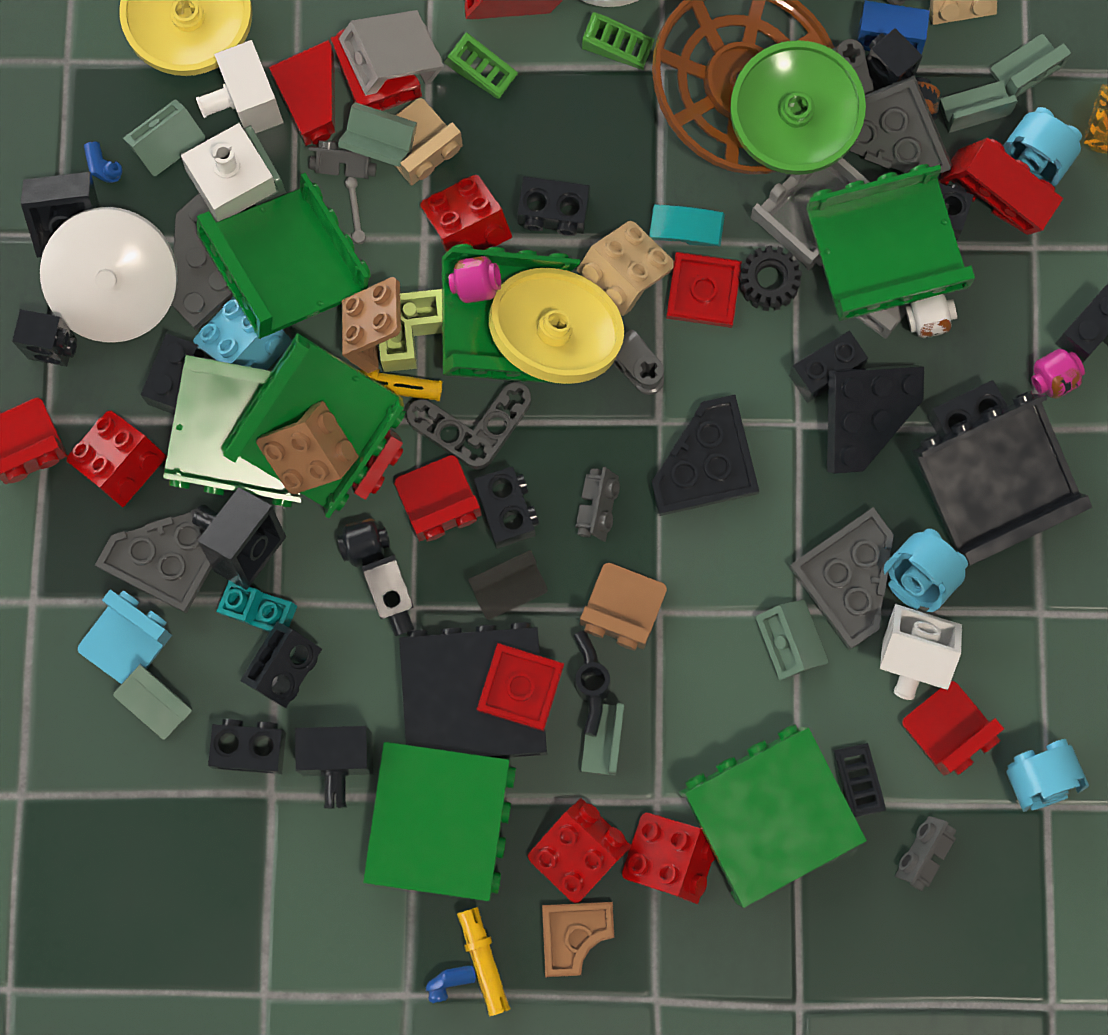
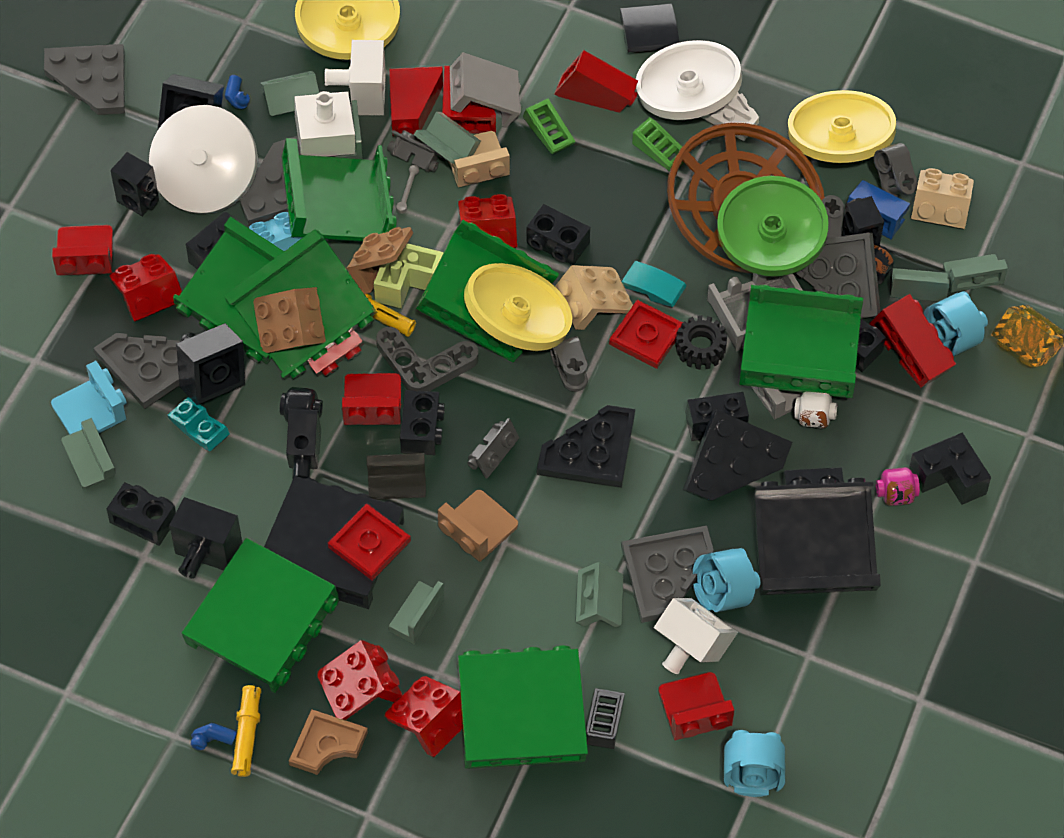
camera: 20 degrees right, 20 degrees down
(275, 660) = (194, 457): black brick -> none
(475, 279) = (470, 250): dark pink head -> none
(594, 698) = (425, 557): black piece -> none
(916, 865) = (644, 782): dark grey hinge -> none

